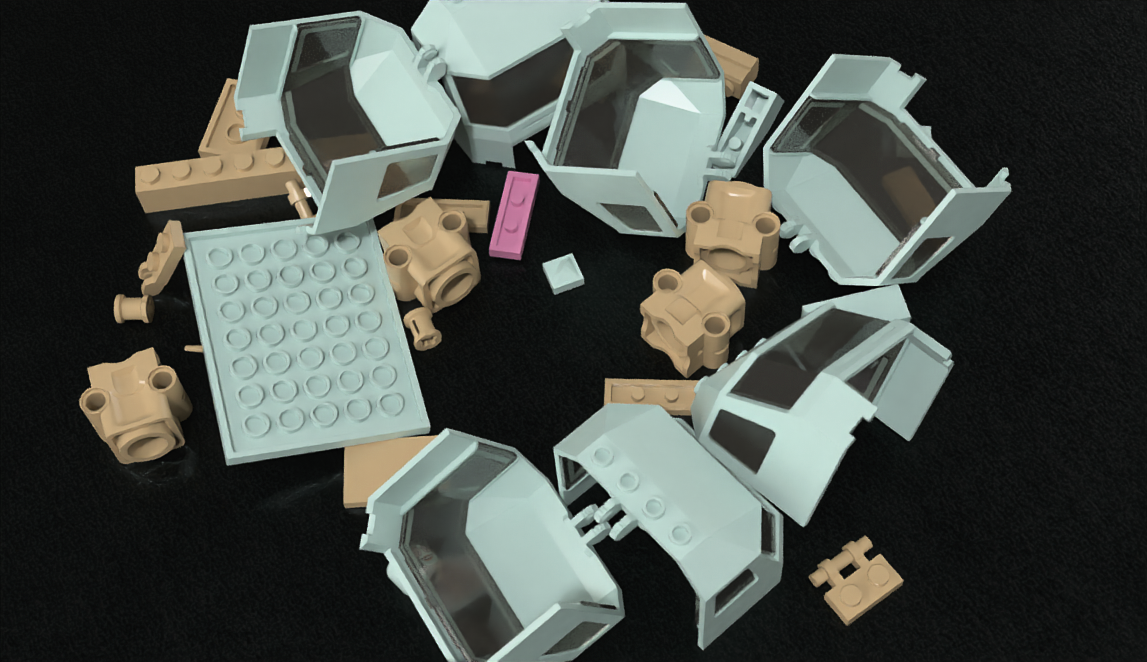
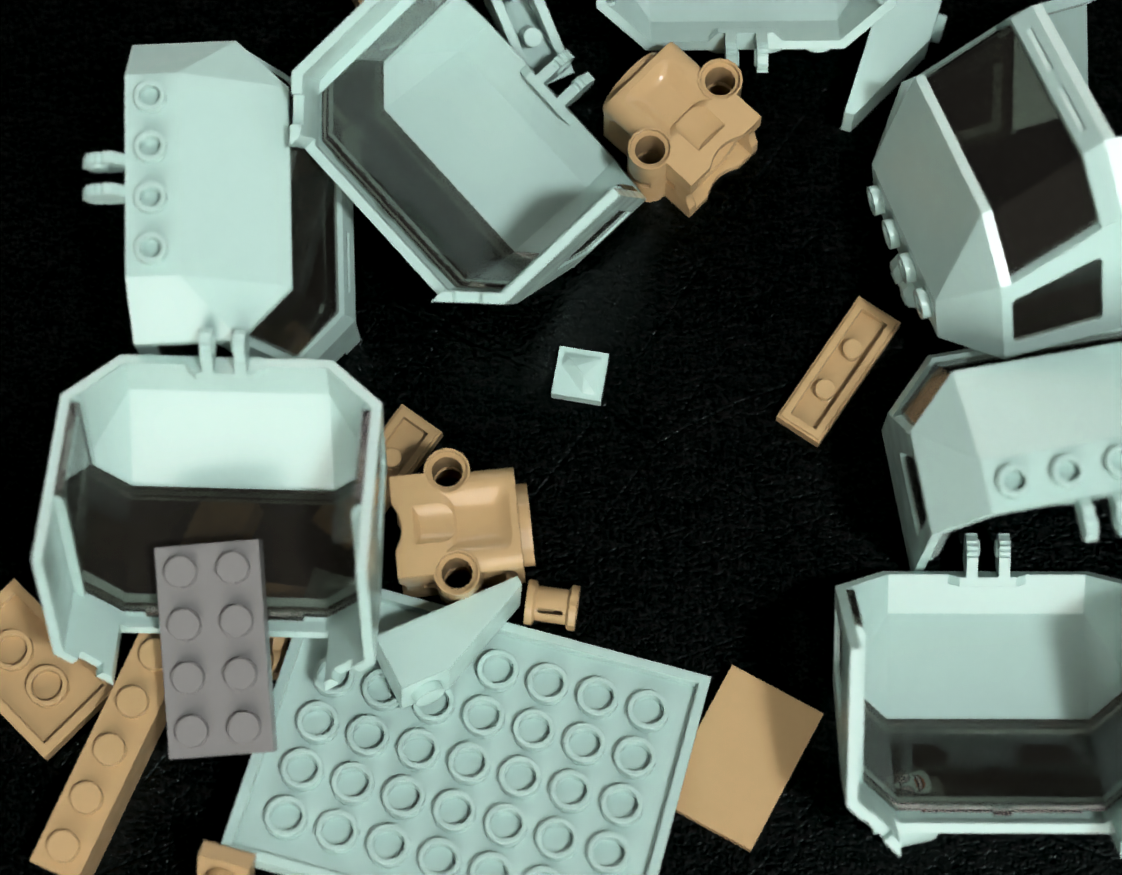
camera: 60 degrees left, 15 degrees up
(285, 173) = (215, 649): none -> light grey plate
(361, 281) = (435, 649): none -> light aqua slope
(514, 215) = (448, 384): bright pink plate -> none
(693, 316) = (776, 249): tan piece -> none

